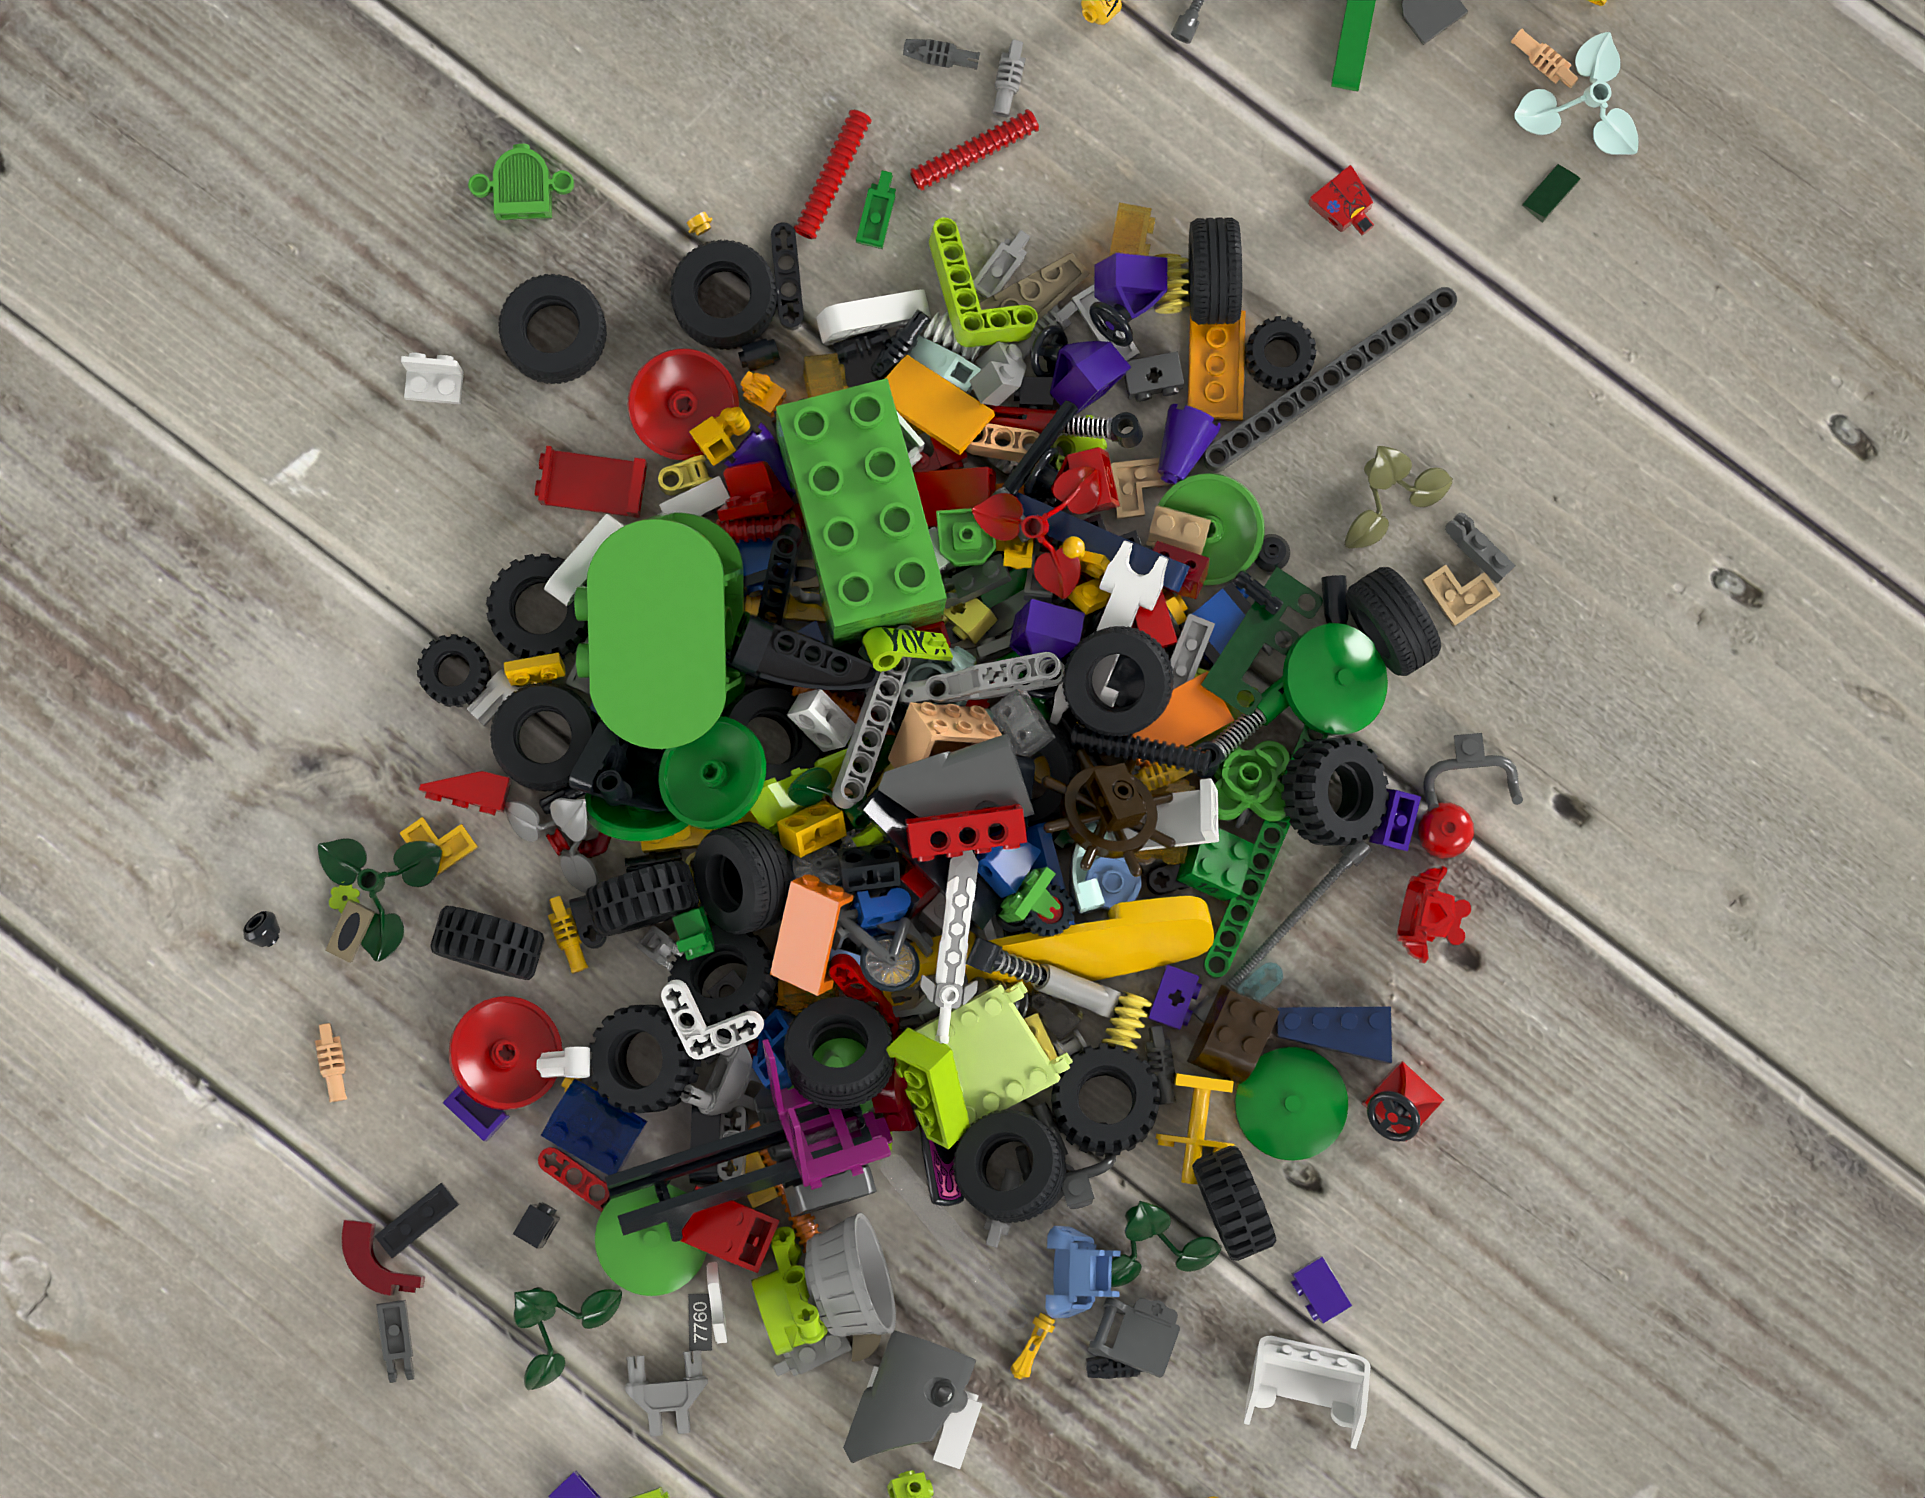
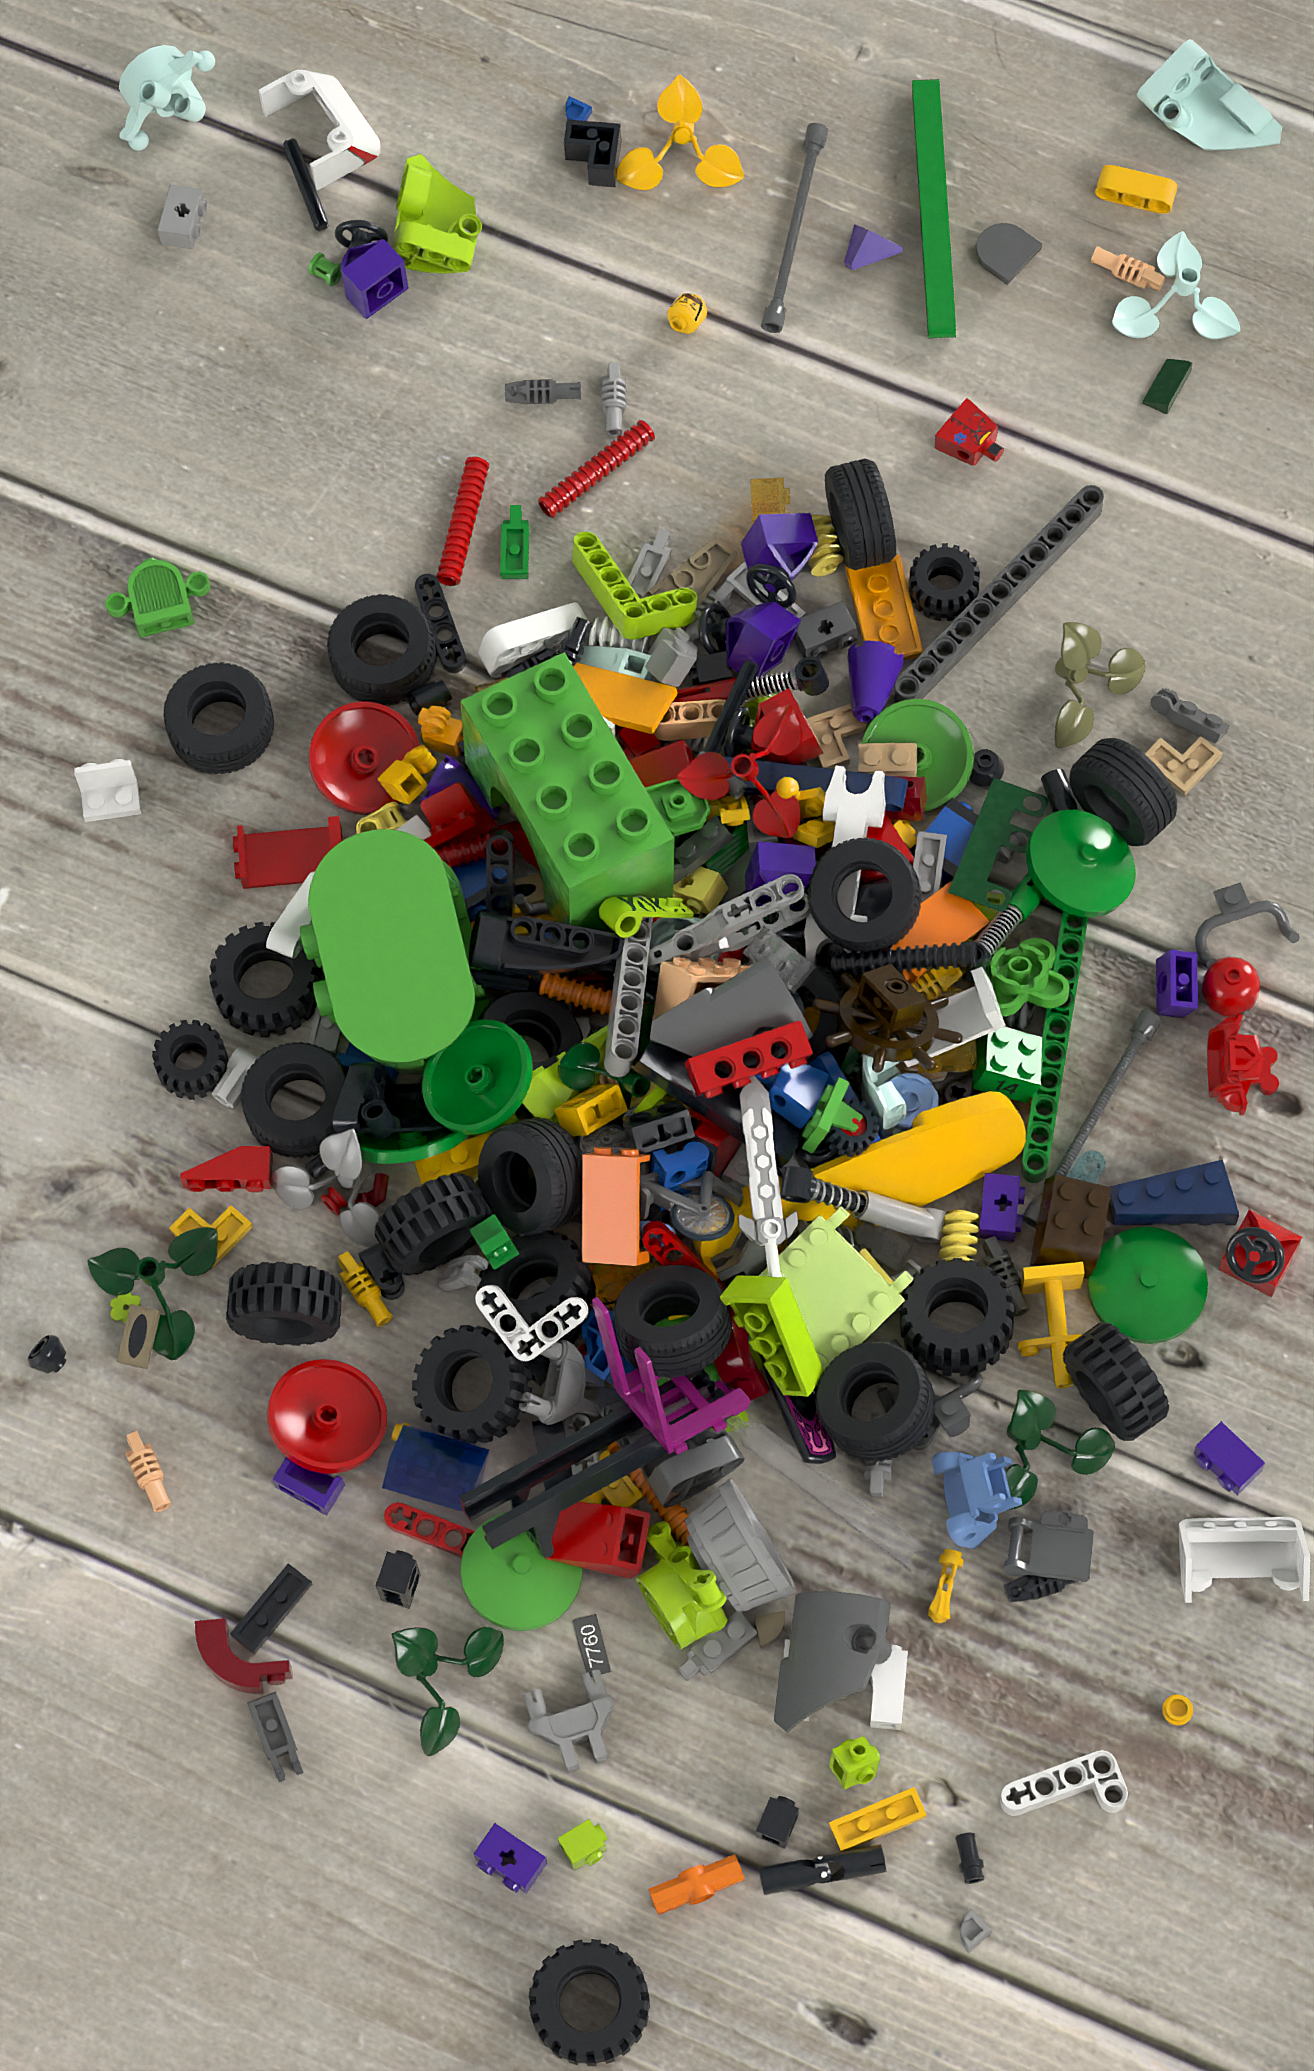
camera: 10 degrees left, 15 degrees down
(534, 669) = (272, 1033): yellow plate -> none
(570, 1063) = (397, 1404): white piece -> none
(699, 223) = (342, 594): yellow plate -> none
(716, 1302) = (604, 1616): white tile -> none
(821, 720) = (575, 1006): white brick -> none
(1258, 592) = (981, 800): black axle -> none
(1308, 798) = (1090, 981): black tyre -> none

